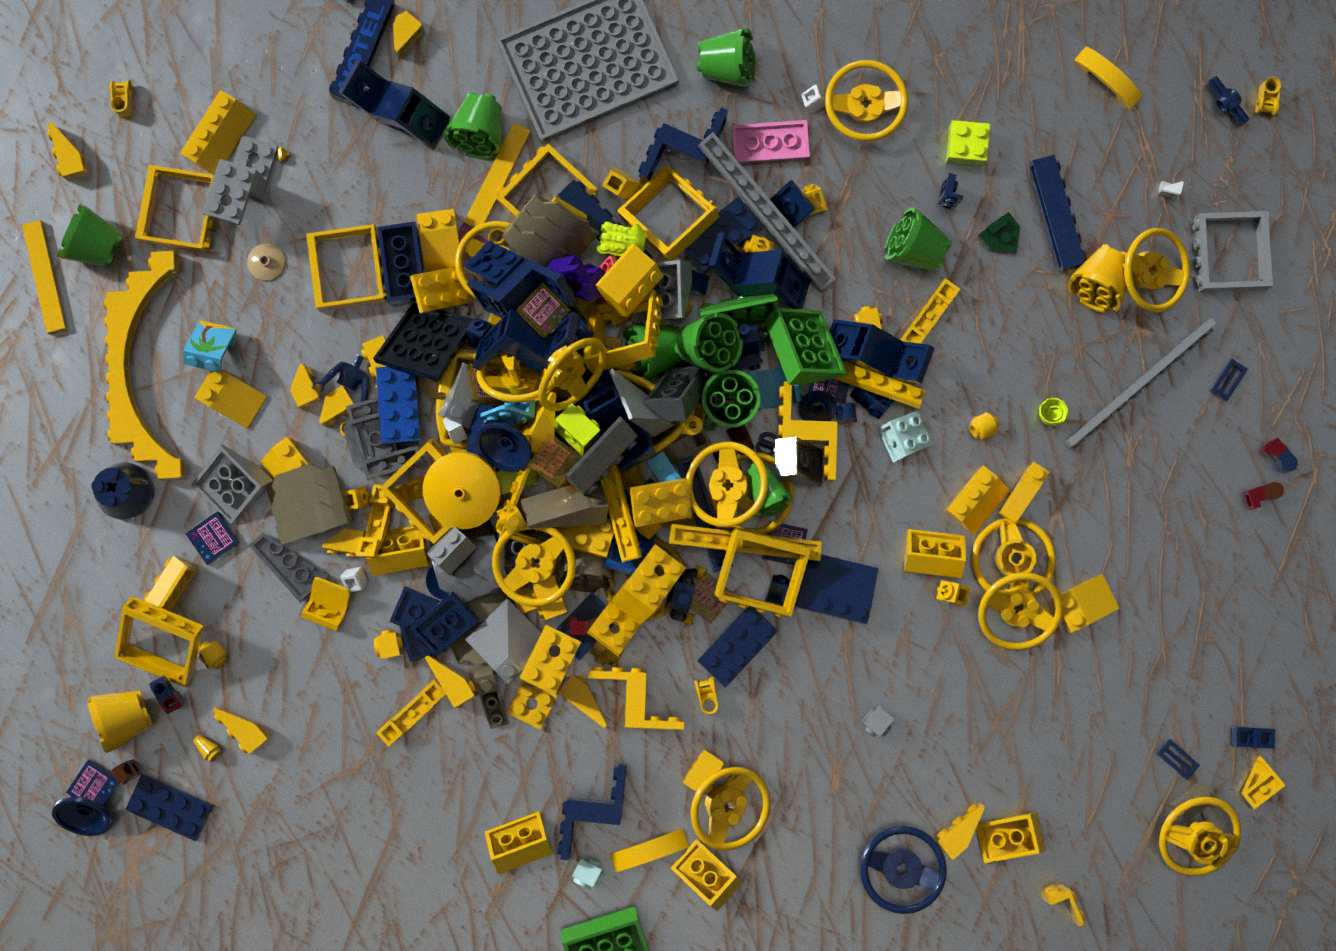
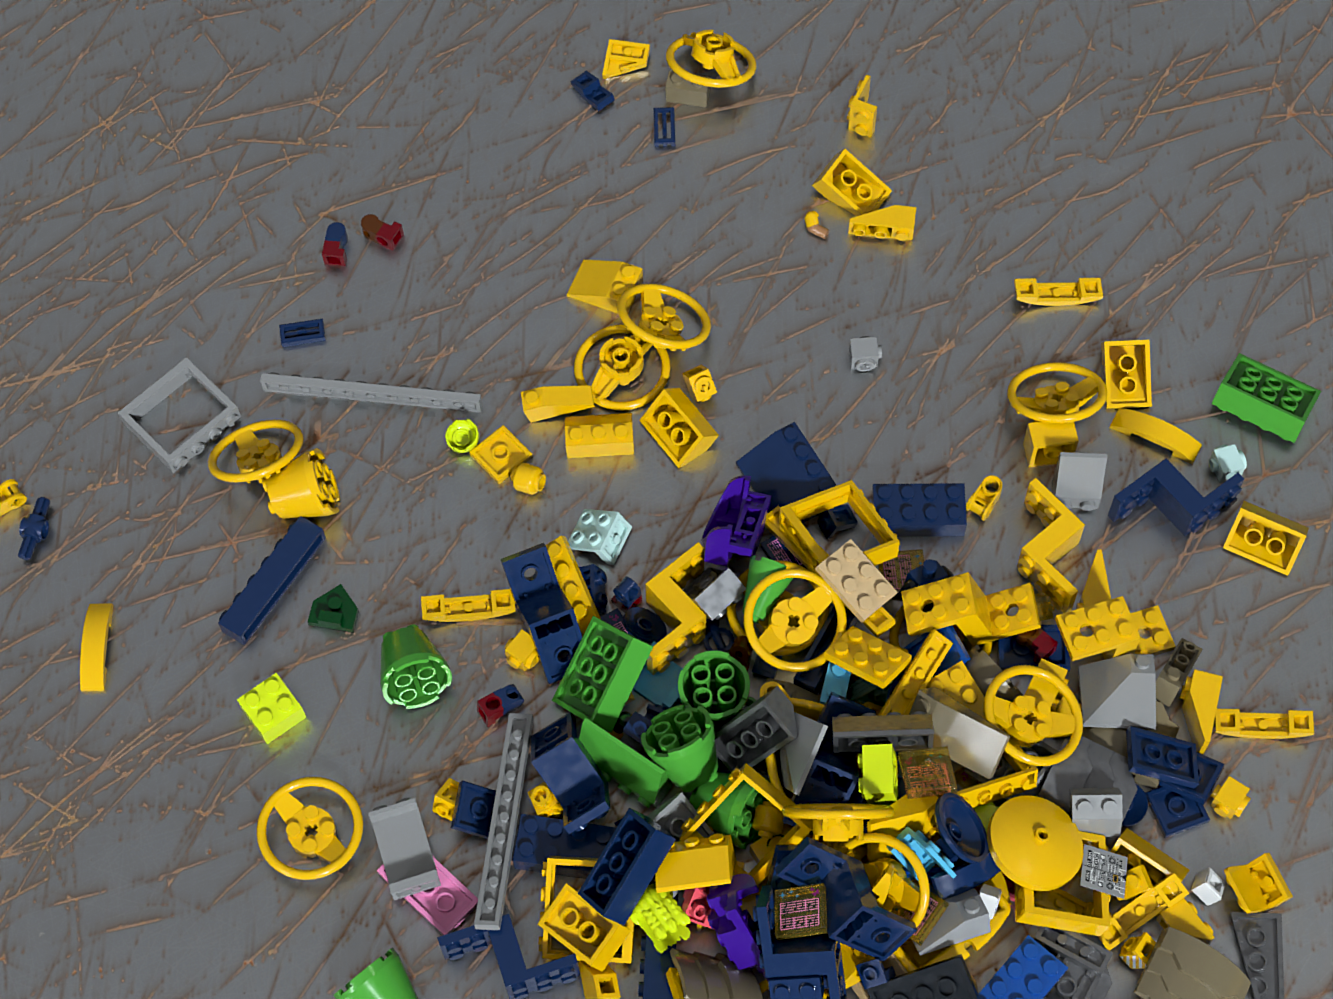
camera: 135 degrees left, 20 degrees down
(394, 531) = (1136, 882): none -> yellow bracket
(413, 519) = (1104, 871): none -> light grey sticker
(511, 517) = (1015, 766): yellow brick -> none
(656, 196) = (583, 928): none -> yellow slope
(658, 758) = (1079, 479): none -> light grey slope
(662, 239) = (626, 866): none -> dark blue brick
(715, 541) = (856, 580): none -> tan plate
(803, 144) = (404, 848): none -> light grey panel
(805, 893) = (1058, 294): none -> yellow slope
(814, 98) = (348, 885): white slope -> none
(828, 517) = (735, 522): none -> dark purple piece
(846, 278) = (499, 703): none -> leg
(915, 874) = (958, 229): dark blue piece -> none
(947, 197) = (336, 683): dark blue bracket -> none
(1006, 783) = (813, 226): none -> arm
(1019, 427) = (500, 454): none -> yellow tile
(1170, 190) = (163, 508): white slope -> none

